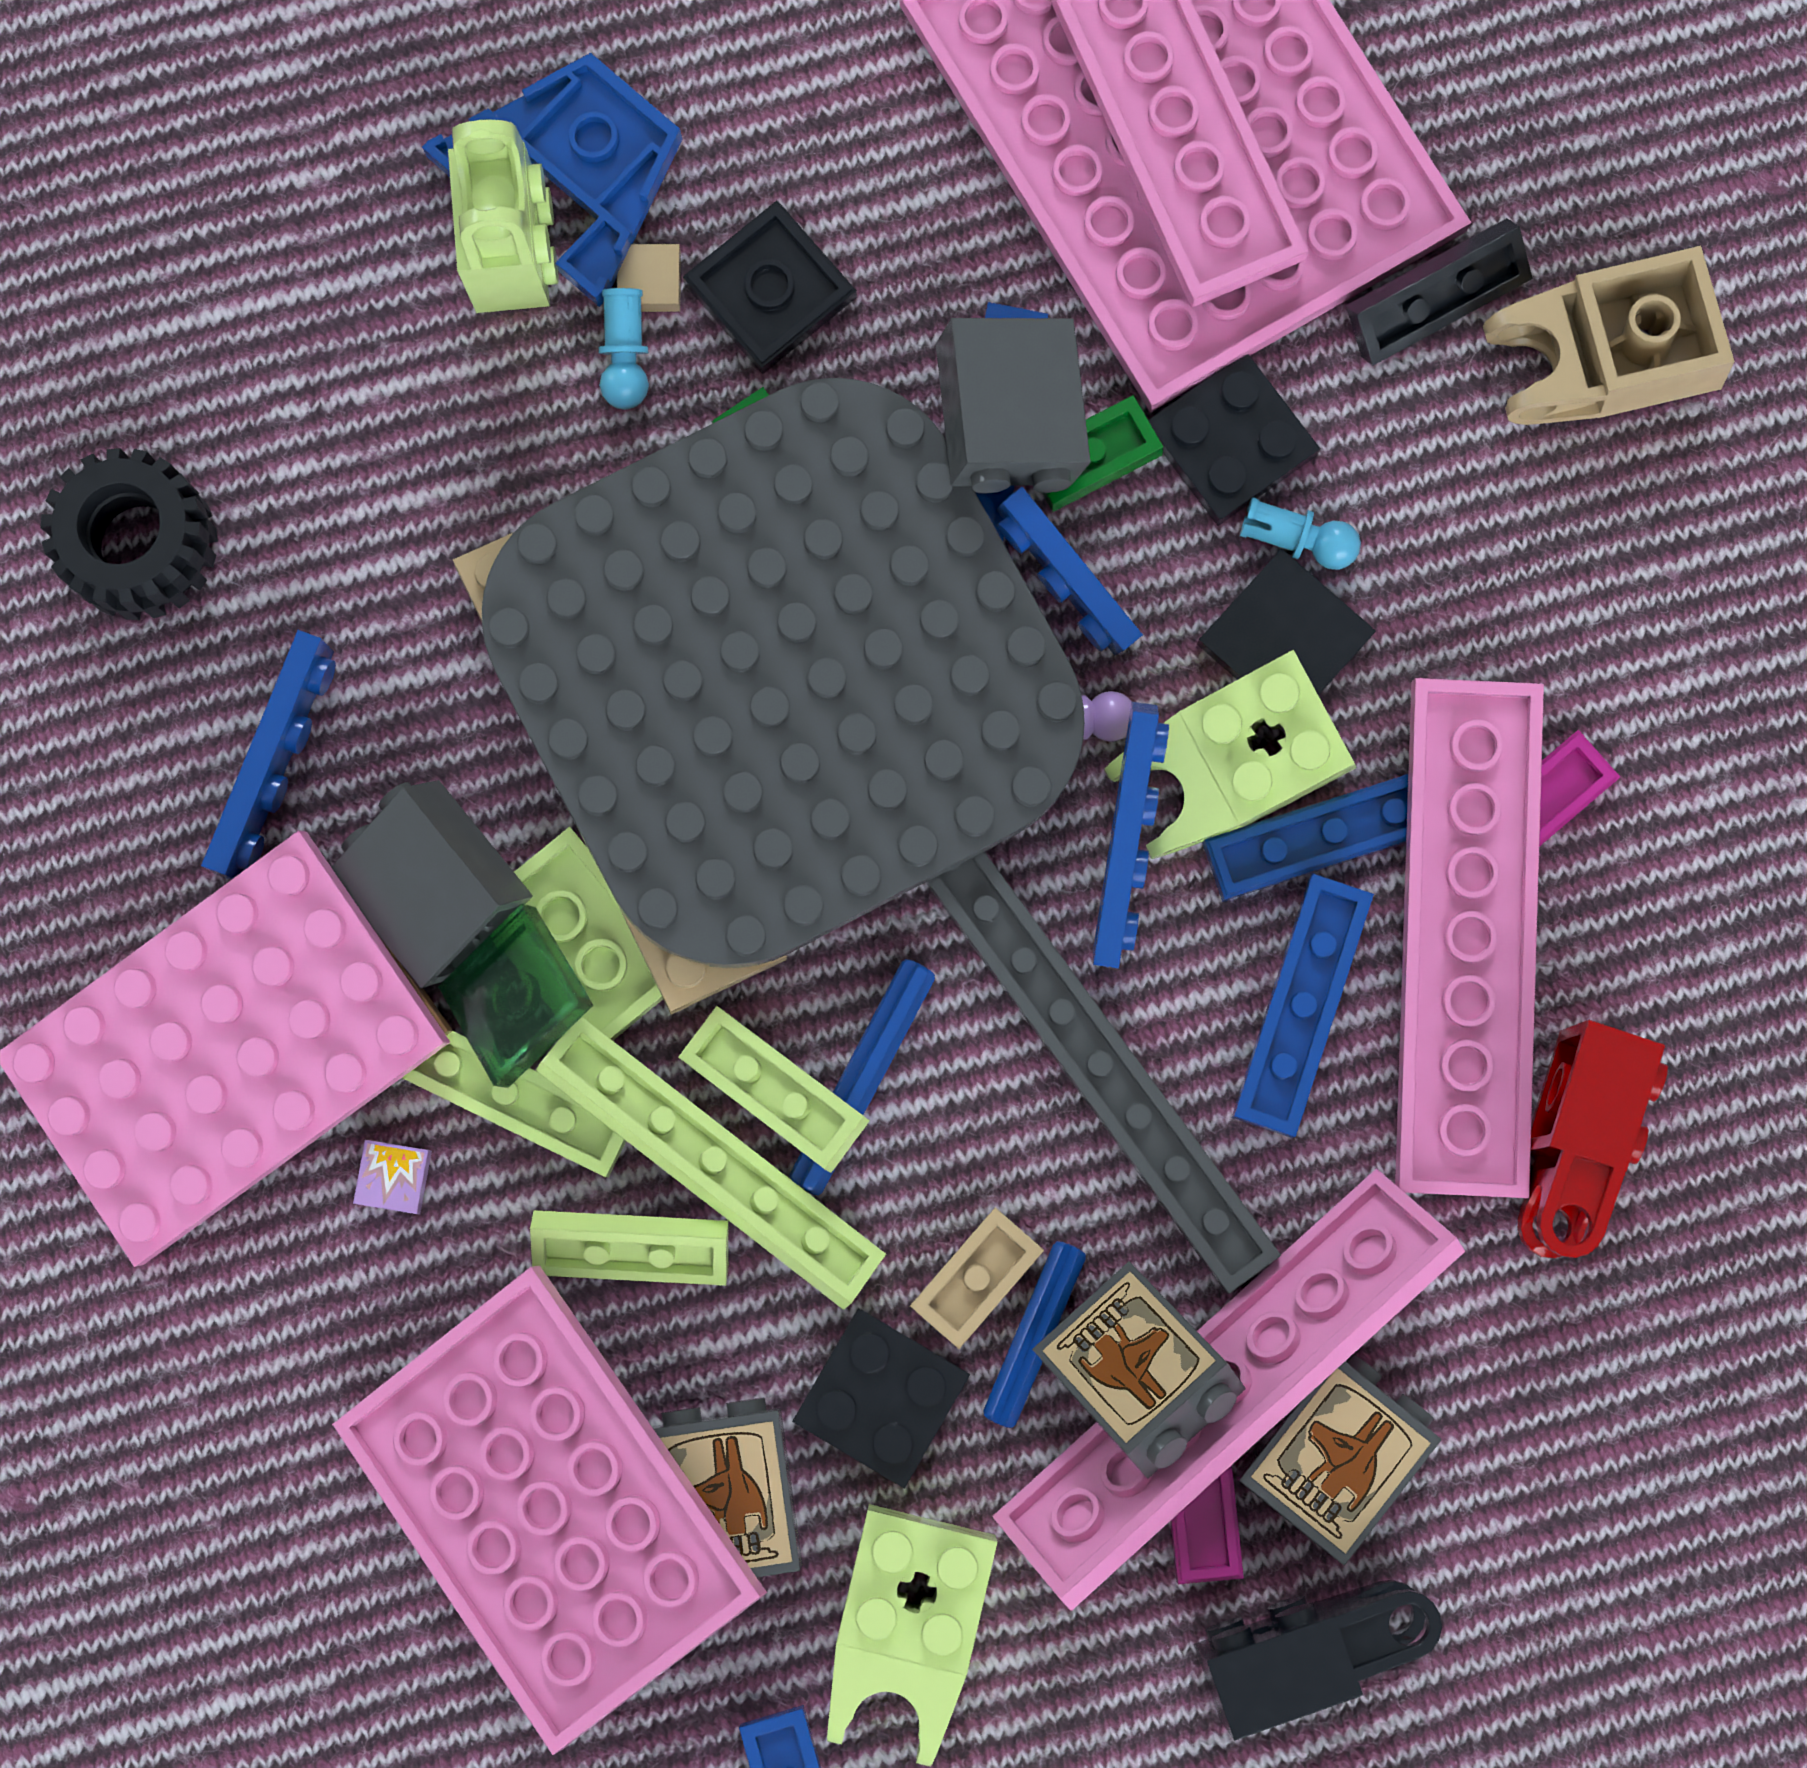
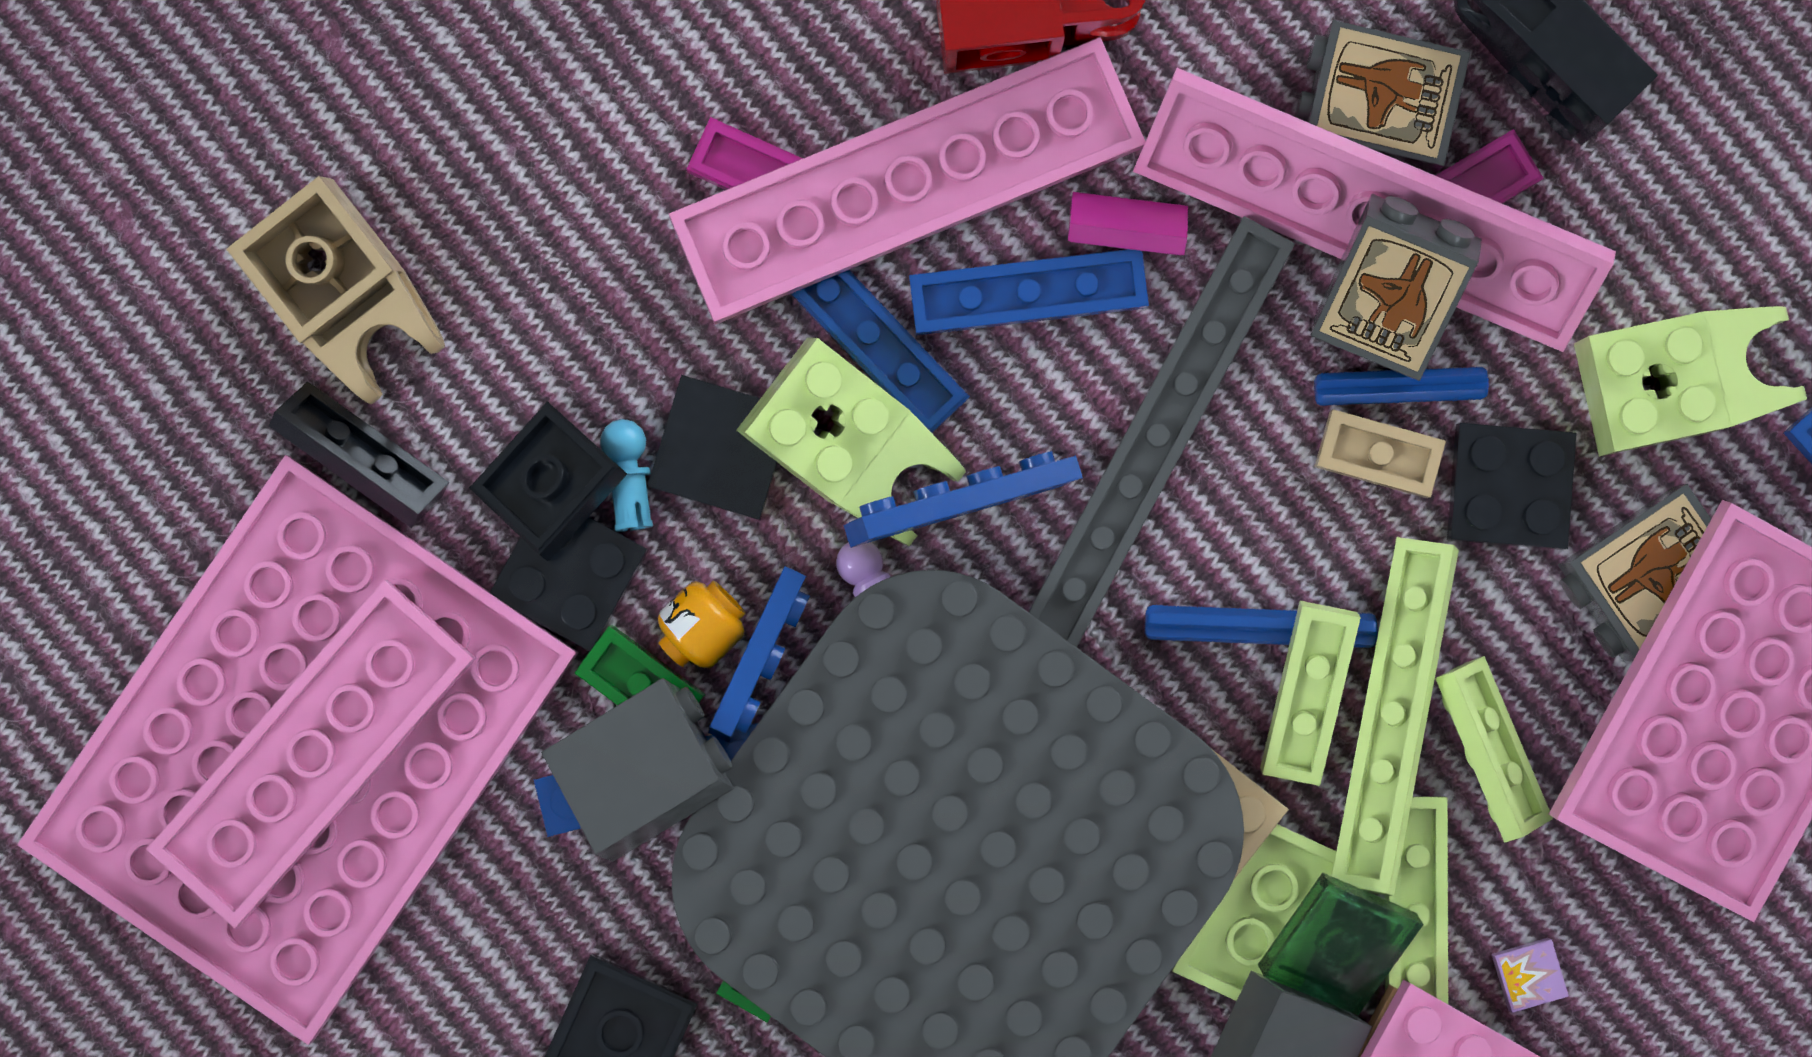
camera: 115 degrees left, 5 degrees up
(1123, 534) = (701, 624): none -> light orange head
(1326, 1136) = (1128, 223): none -> dark pink tile
(1330, 454) = (547, 481): none -> black tile

